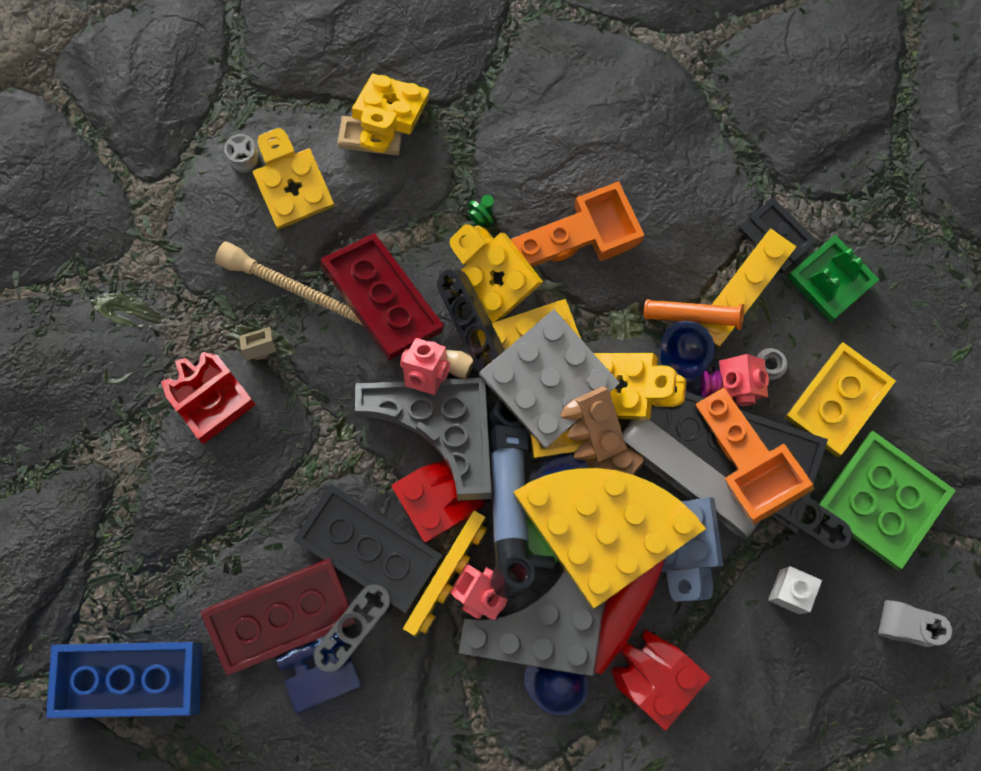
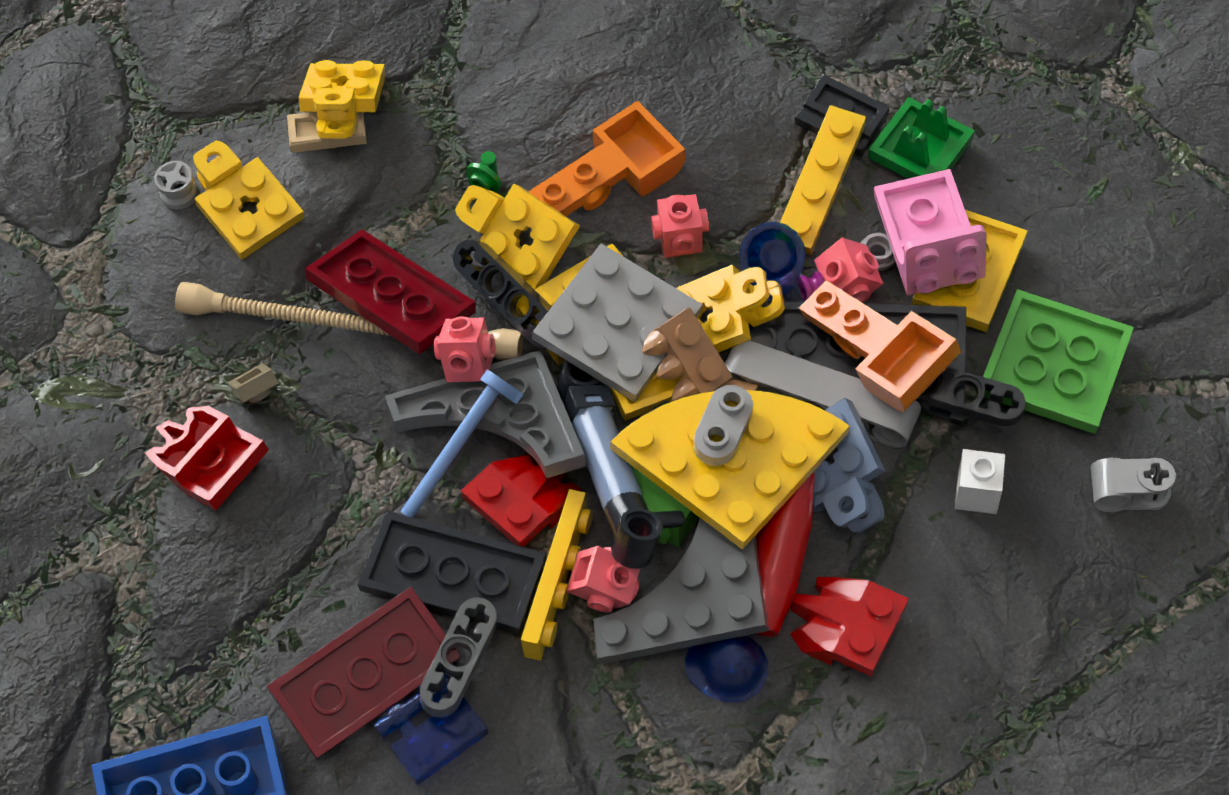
camera: 10 degrees left, 15 degrees down
(438, 409) = (495, 386): none -> medium blue piece
(605, 505) = (723, 421): none -> light grey plate
(619, 308) = (680, 225): none -> coral brick
(695, 312) = (782, 212): orange pin -> none
(818, 366) = (931, 233): none -> bright pink bracket

